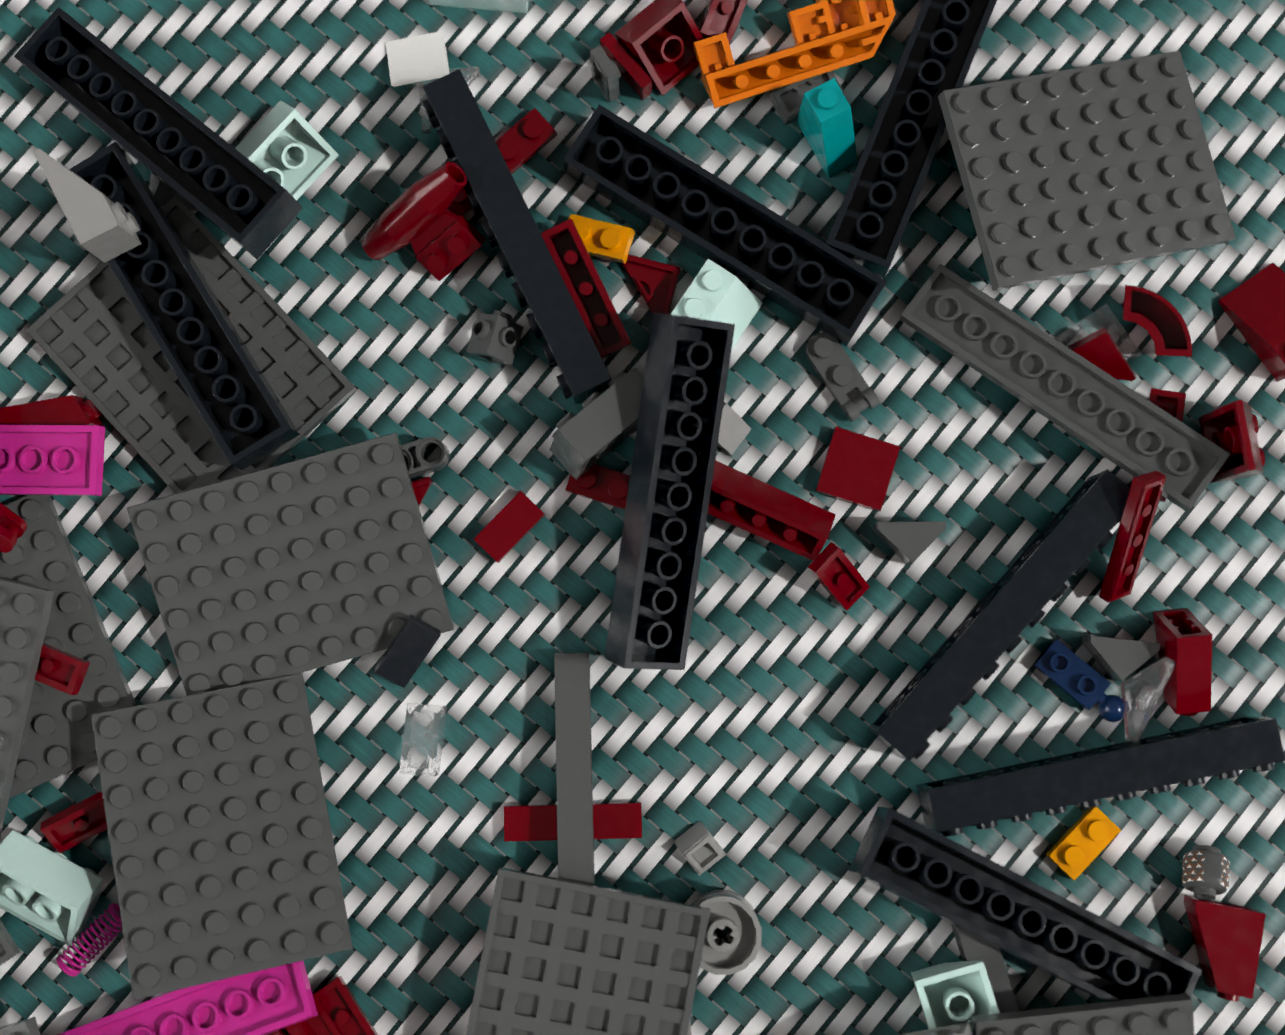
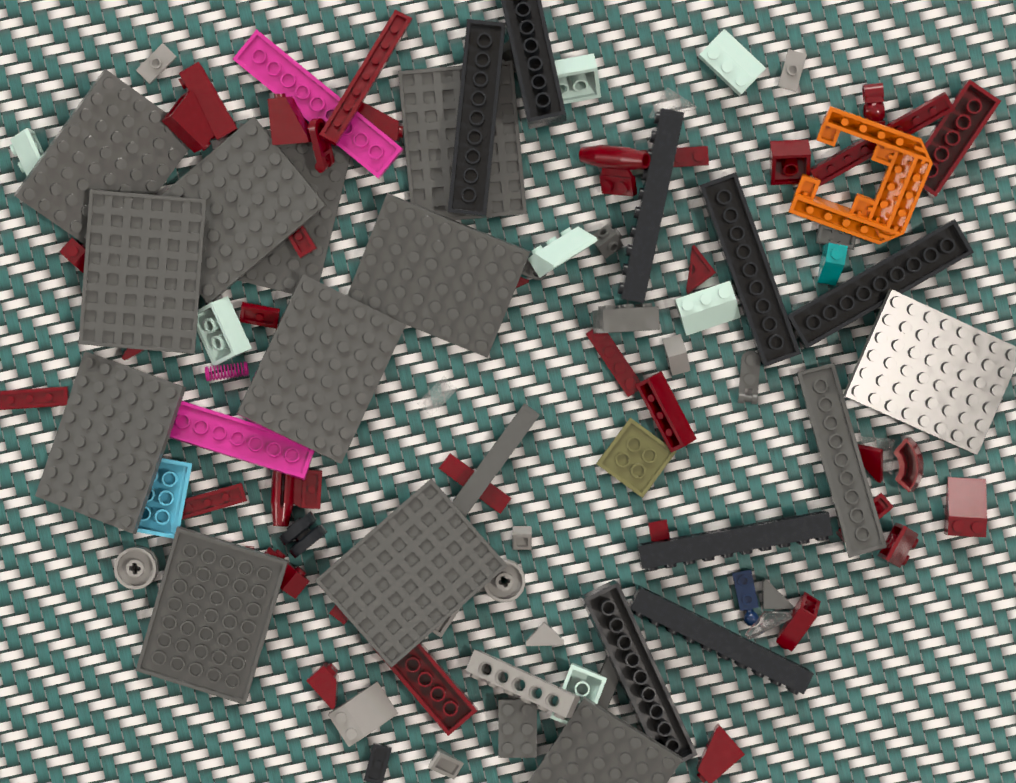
camera: 35 degrees right, 5 degrees up
(95, 220) = (473, 58): light grey slope -> none
(407, 651) = (460, 351): black tile -> none
(417, 58) = (671, 80): white sticker -> none
(438, 399) = (560, 250): none -> light aqua slope
(509, 527) = (547, 330): dark red tile -> none
(586, 288) = (665, 251): dark red brick -> none
(604, 238) = (688, 230): light orange plate -> none
(605, 73) = (751, 158): dark grey plate -> none
(628, 67) = (764, 159): dark red tile -> none
(669, 492) = (630, 373): black brick -> none
(770, 608) = (636, 457): none -> olive plate
(838, 576) = (676, 467): dark red plate -> none
(844, 966) = (544, 636): none -> light grey slope
(857, 469) = (723, 426): dark red tile -> none
(883, 685) = (658, 530): none -> dark red slope
(909, 539) = (721, 475): dark grey slope -> none
(1083, 842) = (691, 666): light orange plate -> none
(1132, 535) = (817, 549): dark red tile -> none
(1205, 872) = (734, 718): dark grey head -> none

